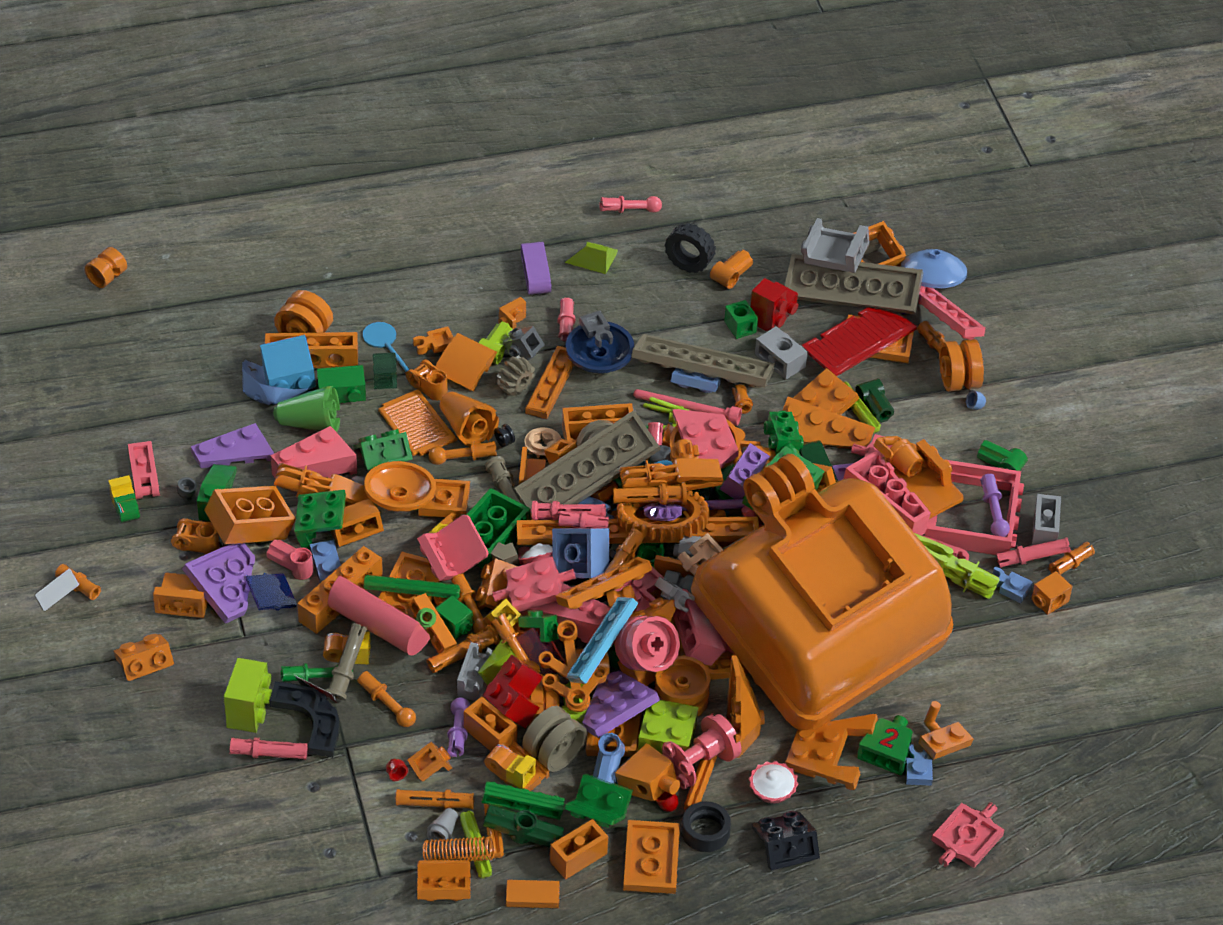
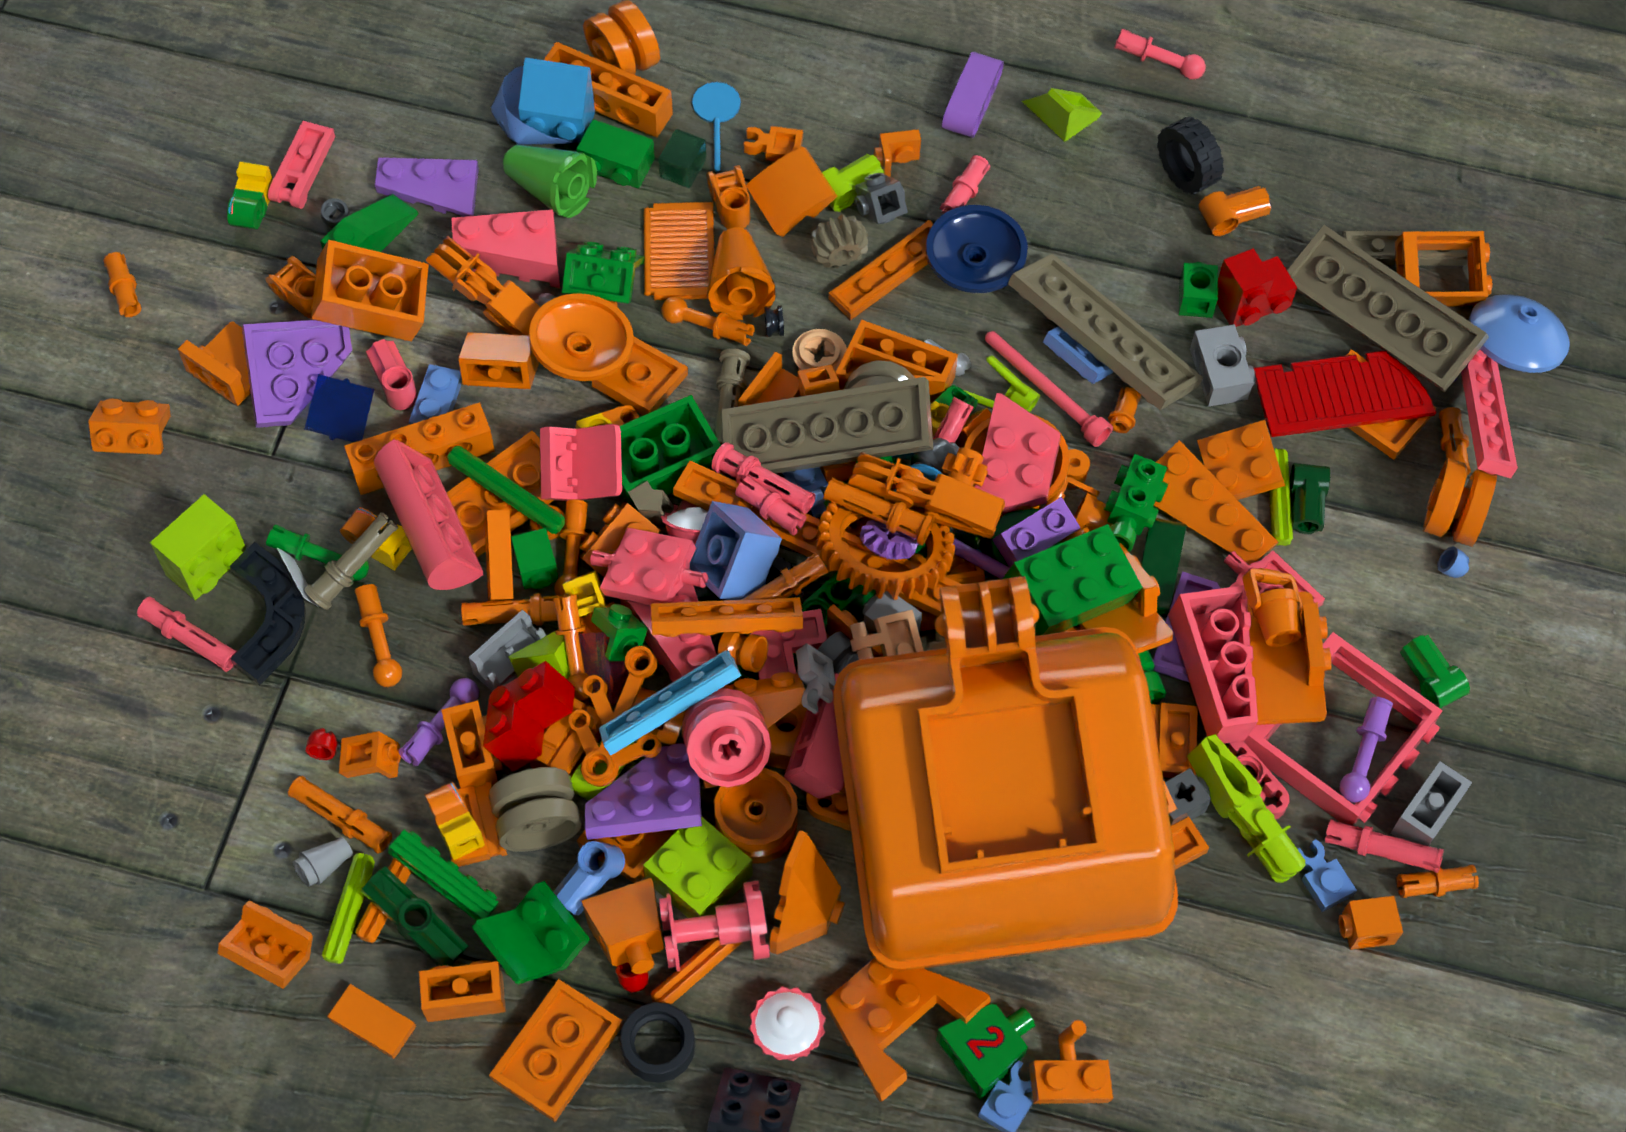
camera: 30 degrees right, 15 degrees up
(57, 589) = (90, 283): white sticker -> none
(318, 513) = (454, 330): green bracket -> none
(429, 614) = (467, 550): bright green pin -> none
(458, 849) = (299, 920): orange piece -> none
(596, 325) = (983, 219): flat silver plate -> none
(835, 248) = (1384, 243): light grey panel -> none

